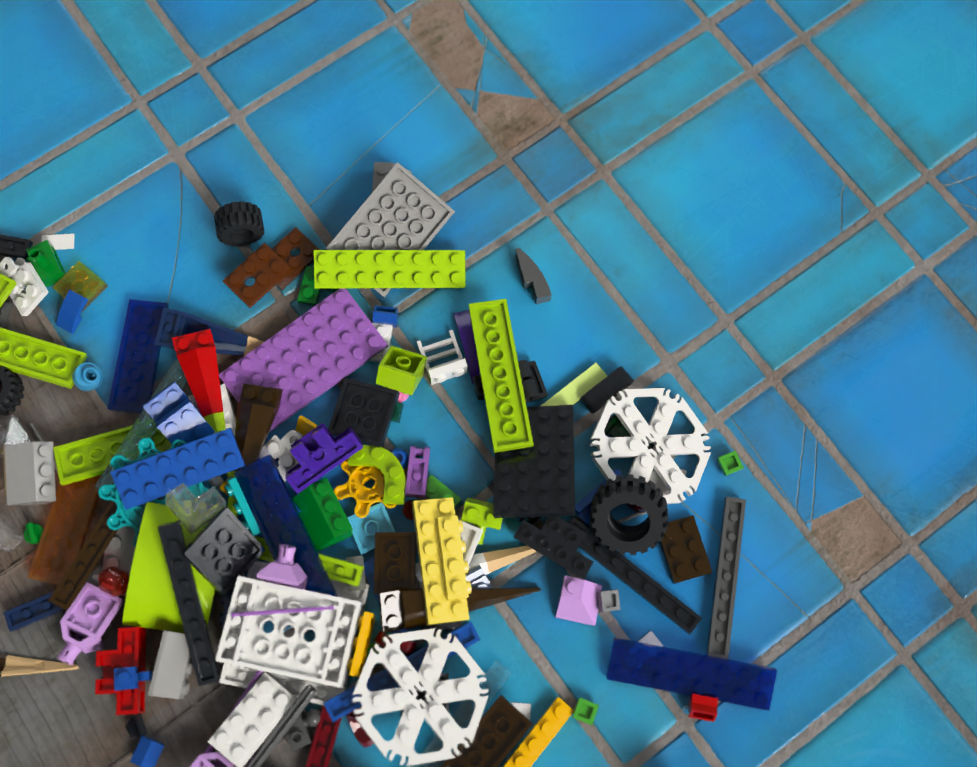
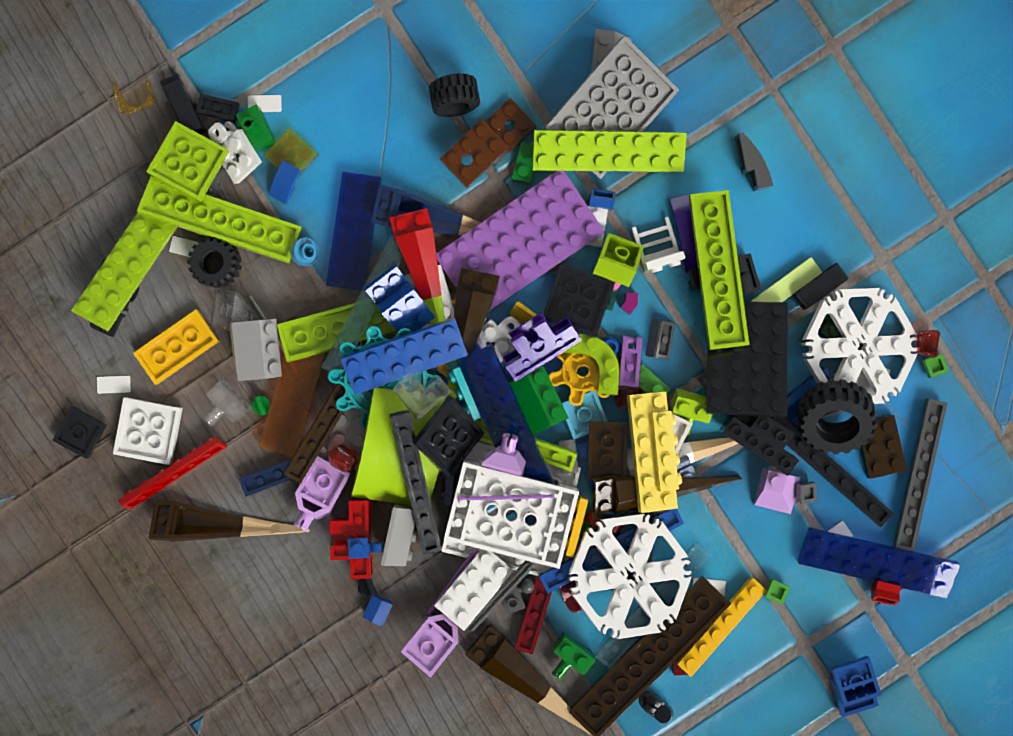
camera: 10 degrees right, 15 degrees up
(417, 414) = (630, 302): none -> magenta piece
(449, 449) = (660, 339): none -> dark grey slope
(719, 440) = (927, 343): none -> clear red plate

